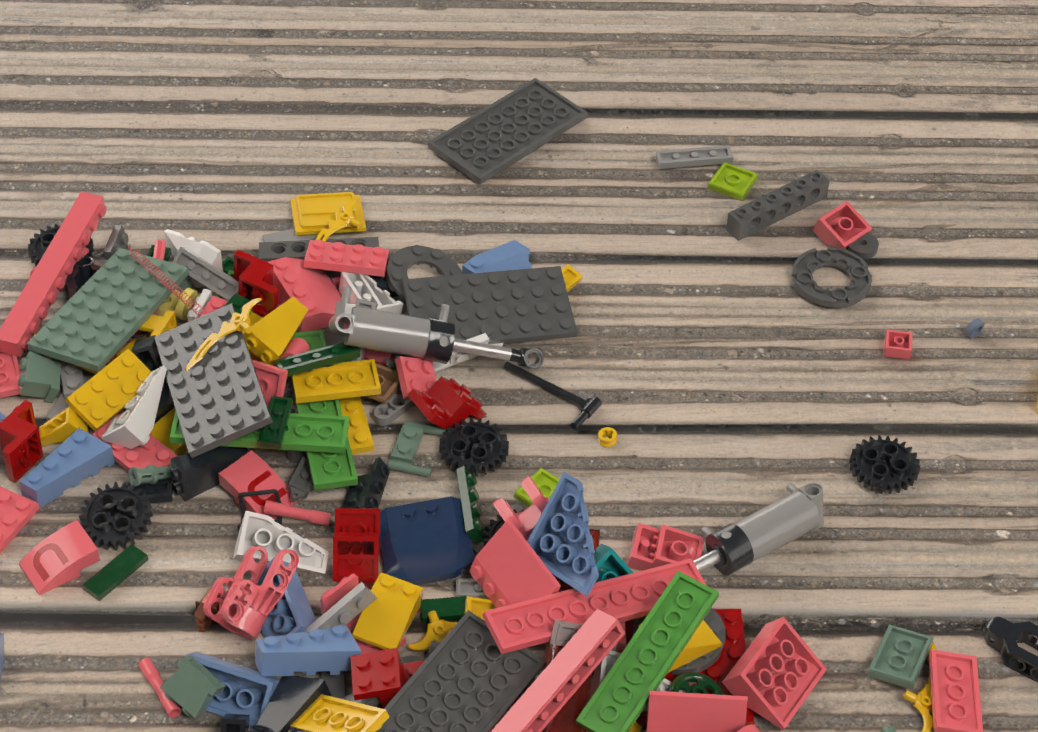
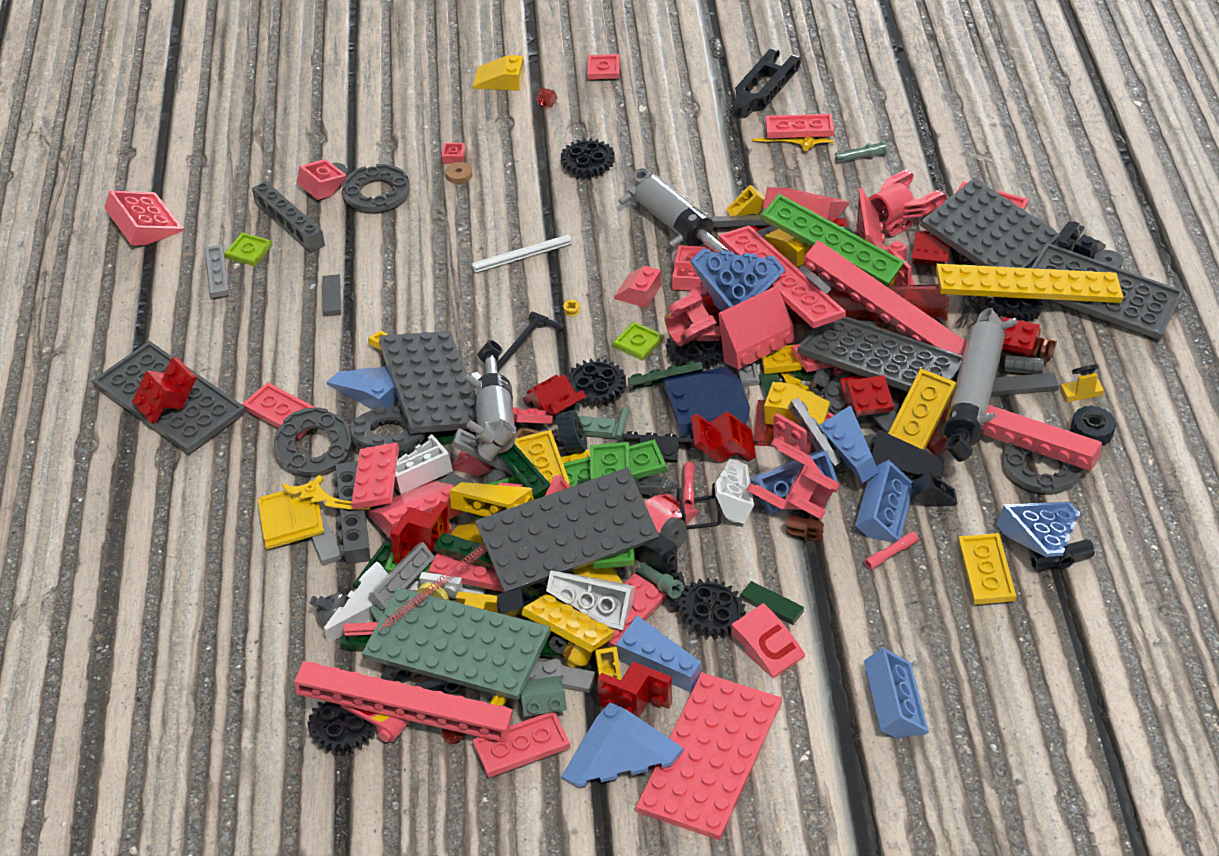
camera: 90 degrees left, 0 degrees up
(117, 240) = (356, 664): dark grey plate -> none
(192, 687) = (898, 515): sand green hips -> none
(196, 230) = (327, 606): none -> dark grey piece
(223, 490) = (674, 530): none -> dark grey piece
(238, 323) = (509, 504): yellow piece -> none
(380, 423) = (571, 432): none -> black wheel
(413, 204) = (312, 418): none -> dark grey plate
(473, 207) = (274, 405): none -> coral plate
(495, 113) = (164, 390): none -> red bracket
(632, 499) = (640, 286): none -> coral slope
(650, 243) = (331, 295): none -> dark grey tile
(708, 399) = (521, 253): none -> white axle
(749, 605) = (738, 221): none -> dark grey tile
(782, 607) = (747, 203): none -> yellow arch
(785, 100) = (141, 216): none -> coral slope
(862, 349) = (459, 172): none -> medium nougat piece
(900, 657) = (771, 150): sand green tile -> none
(974, 328) = (435, 113): sand blue tile -> none
(1011, 432) = (547, 97): none -> clear red piece

